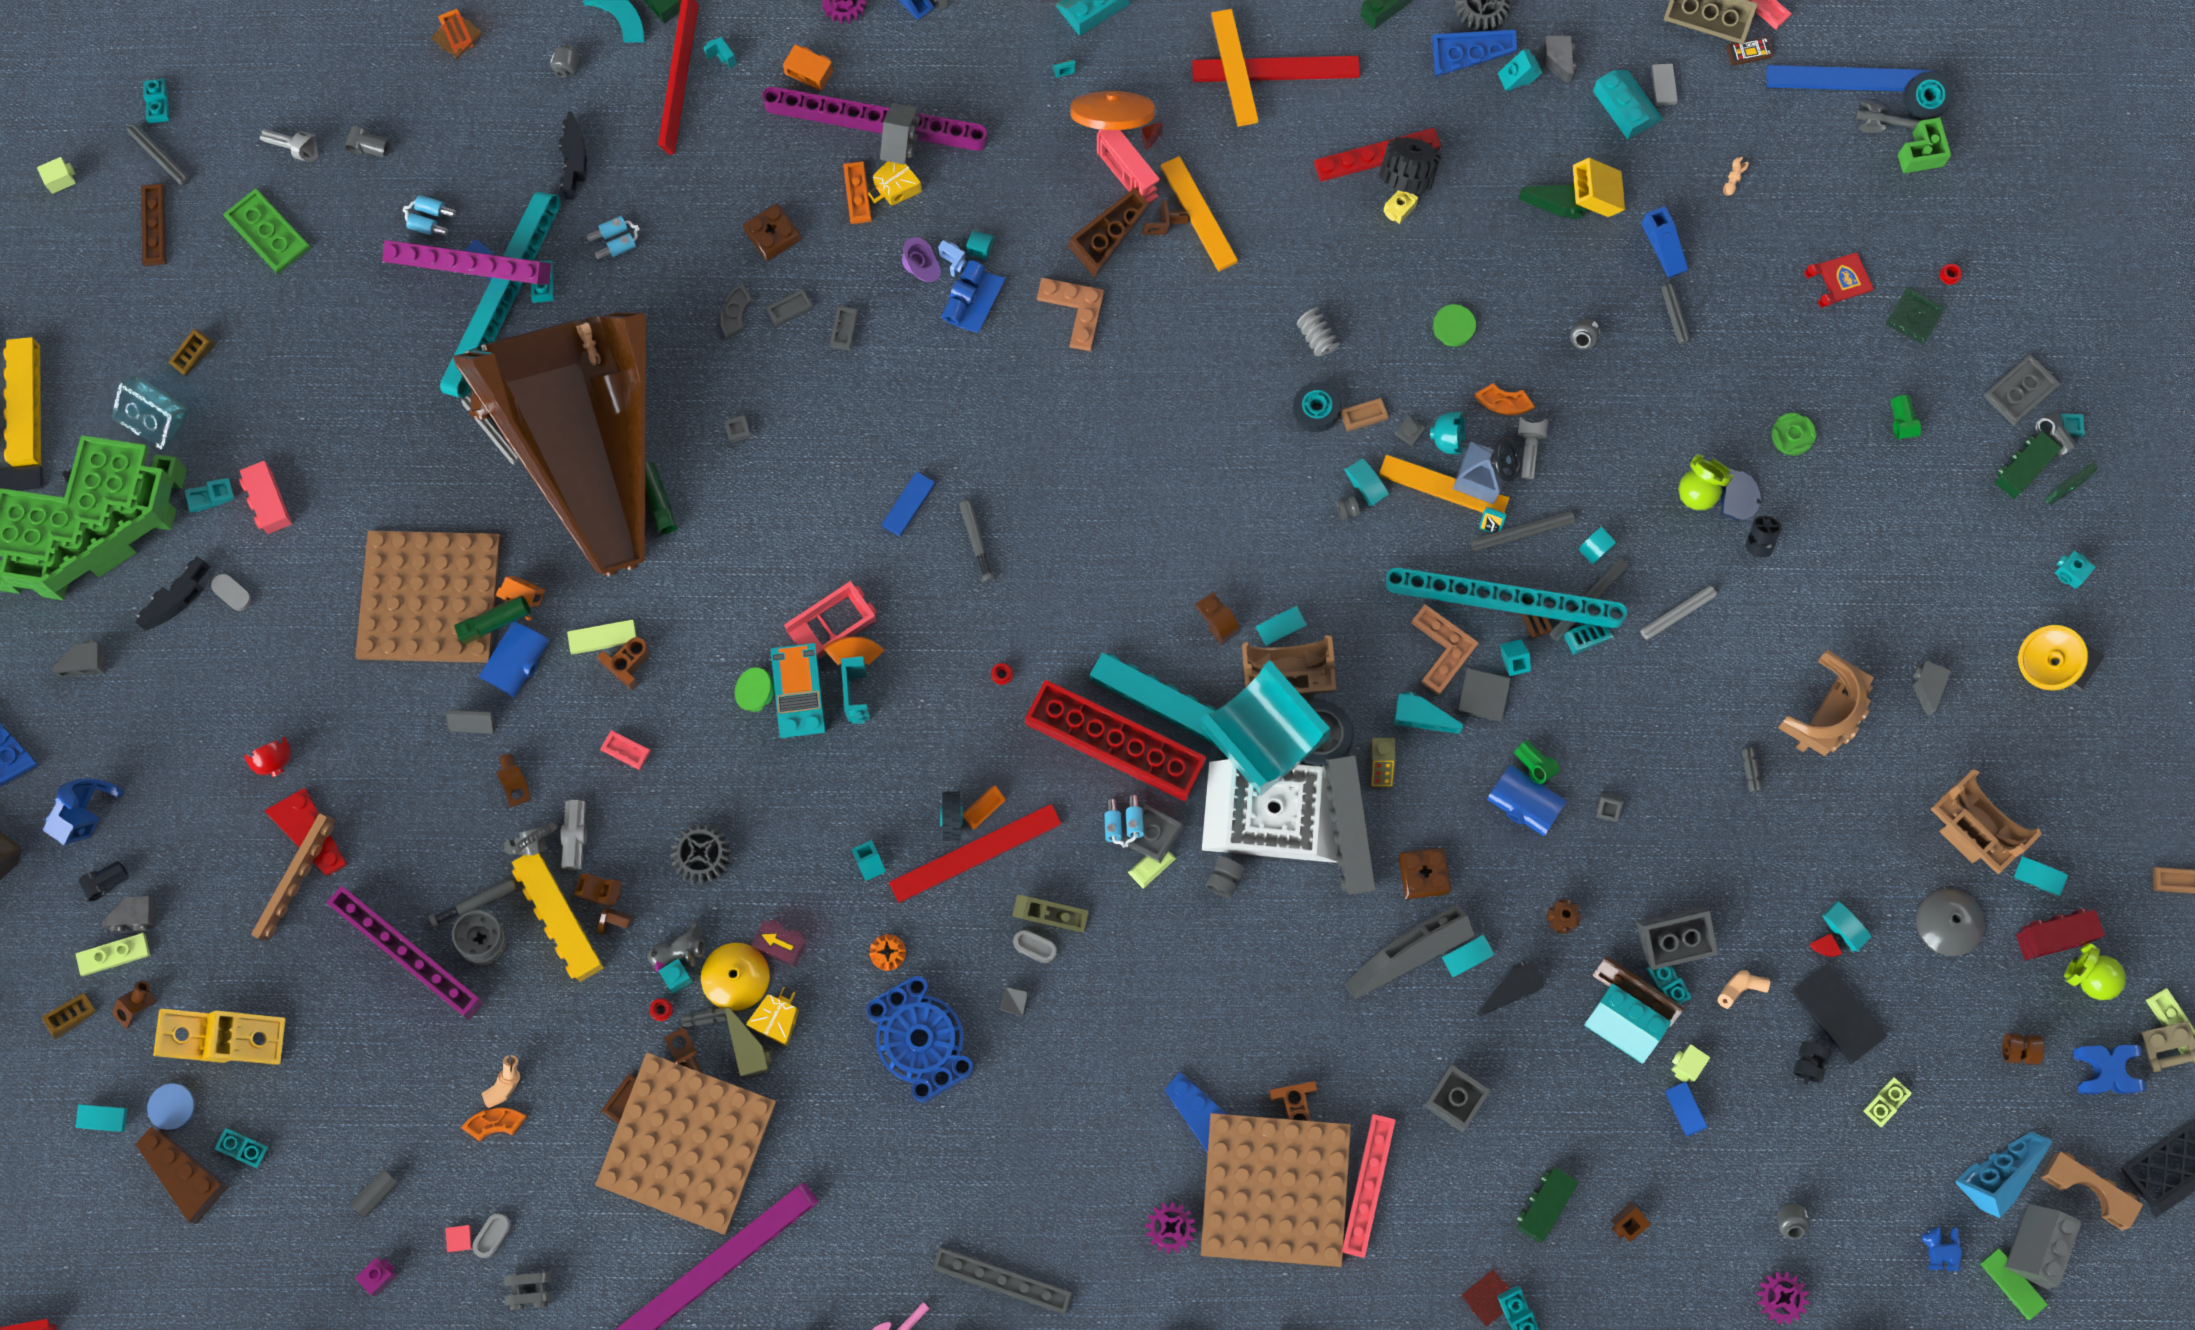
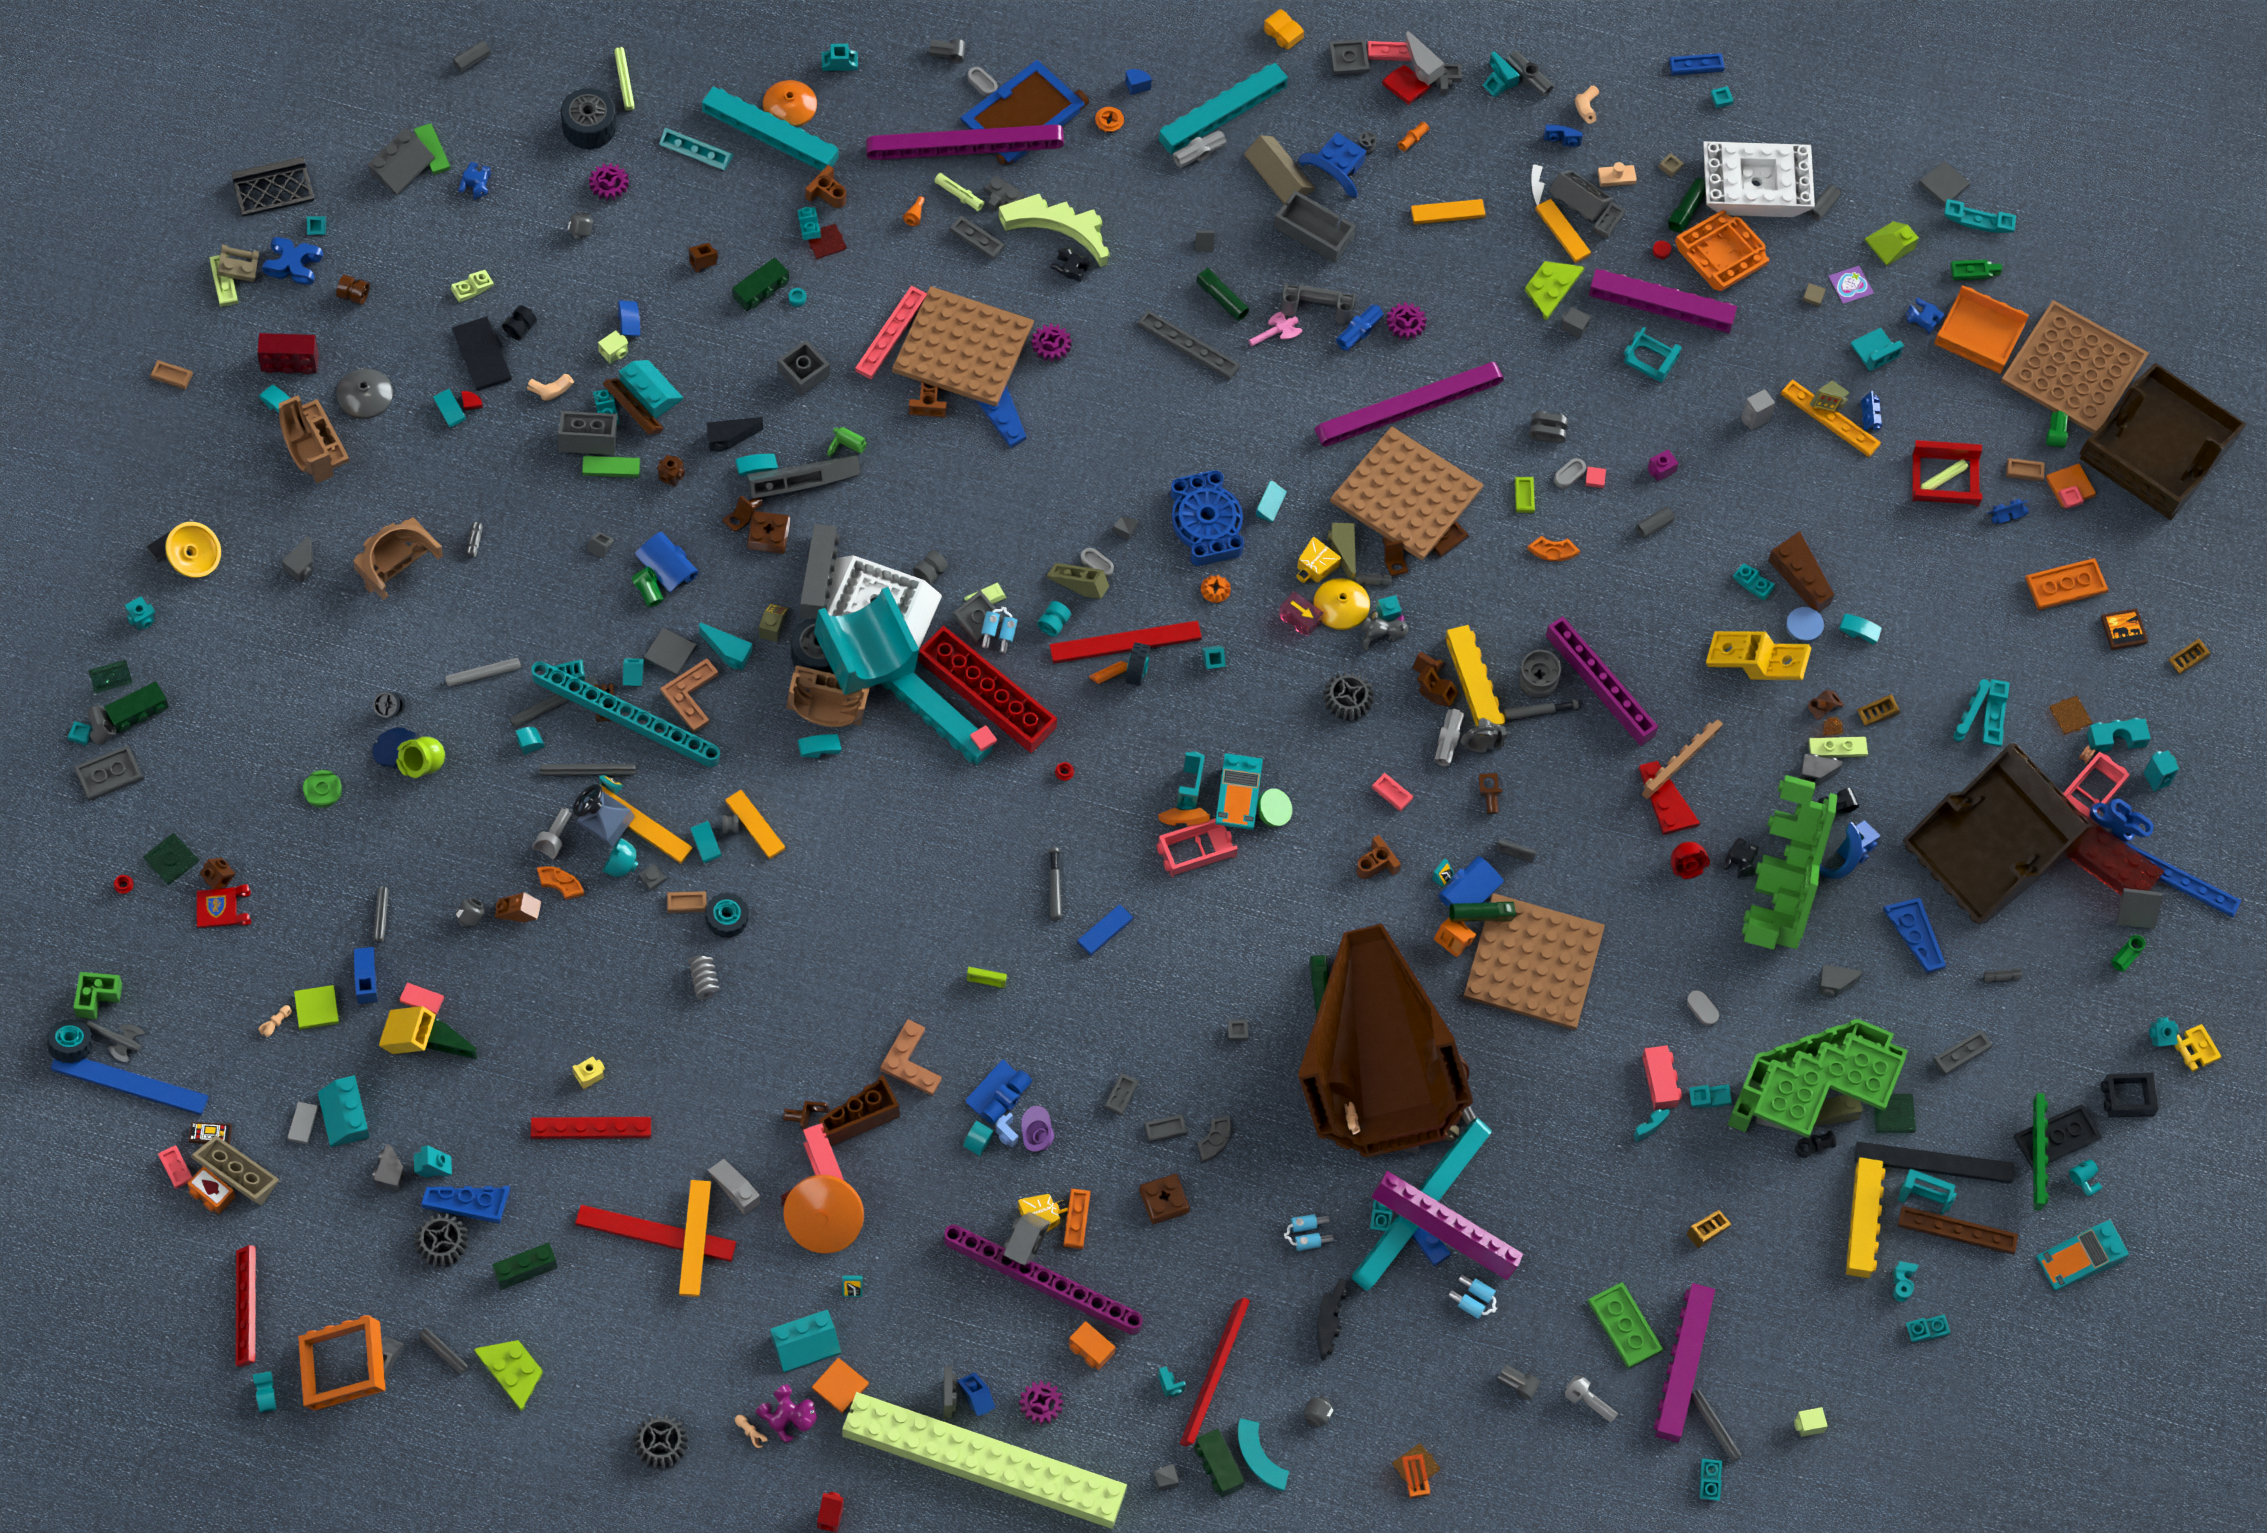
camera: 170 degrees left, 10 degrees down
(122, 980) = (1832, 726): none -> clear orange plate
(137, 765) = (1795, 879): none -> bright green brick
(149, 411) = (1752, 1180): clear light blue slope -> none
(153, 224) = (1728, 1359): reddish brown tile -> none
(168, 604) = (1754, 1011): black slope -> none
(197, 205) = (1685, 1362): none -> magenta brick
(209, 781) = (1741, 856): none -> black animal
(262, 447) = (1655, 1121): none -> teal slope
(505, 1084) = (1540, 569): light nougat arm -> none
(542, 1188) = (1524, 495): none -> lime tile
(550, 669) = (1443, 873): none -> slope
(601, 636) = (1393, 889): yellowish green tile -> none
(654, 1007) = (1406, 589): red plate -> none
(848, 1086) = (1270, 502): none -> slope
(1020, 413) = (986, 977): none -> lime tile
(1064, 852) = (1054, 618): none -> teal wheel
(1101, 672) = (983, 738): none -> coral tile
(1199, 214) = (772, 1116): light orange tile -> none
(1212, 130) = (735, 1186): none -> light grey slope
(1219, 618) = (871, 761): reddish brown brick -> none
(1321, 520) = (755, 824): none -> light orange tile
(1371, 1017) = (848, 439): none -> bright green piece
(1409, 165) = (570, 1092): black wheel -> none
(1454, 325) = (579, 956): bright green tile -> none
(1461, 889) = (742, 512): none -> reddish brown bracket
(1497, 1204) = (797, 297): none -> teal tile
(1537, 354) = (518, 908): none -> dark orange slope
(1598, 238) = (418, 996): none -> coral tile
(1633, 908) = (611, 466): none -> bright green tile
(1700, 201) = (316, 1007): none -> lime tile
(1861, 305) = (217, 873): none -> reddish brown brick
(1905, 422) = (223, 768): green piece -> none
(2002, 1178) = (410, 214): dark azure wedge -> none
(2098, 974) = (273, 318): lime tile -> none
(2104, 1133) = (316, 225): none -> teal slope
(2116, 1206) = (359, 203): medium nougat arch -> none

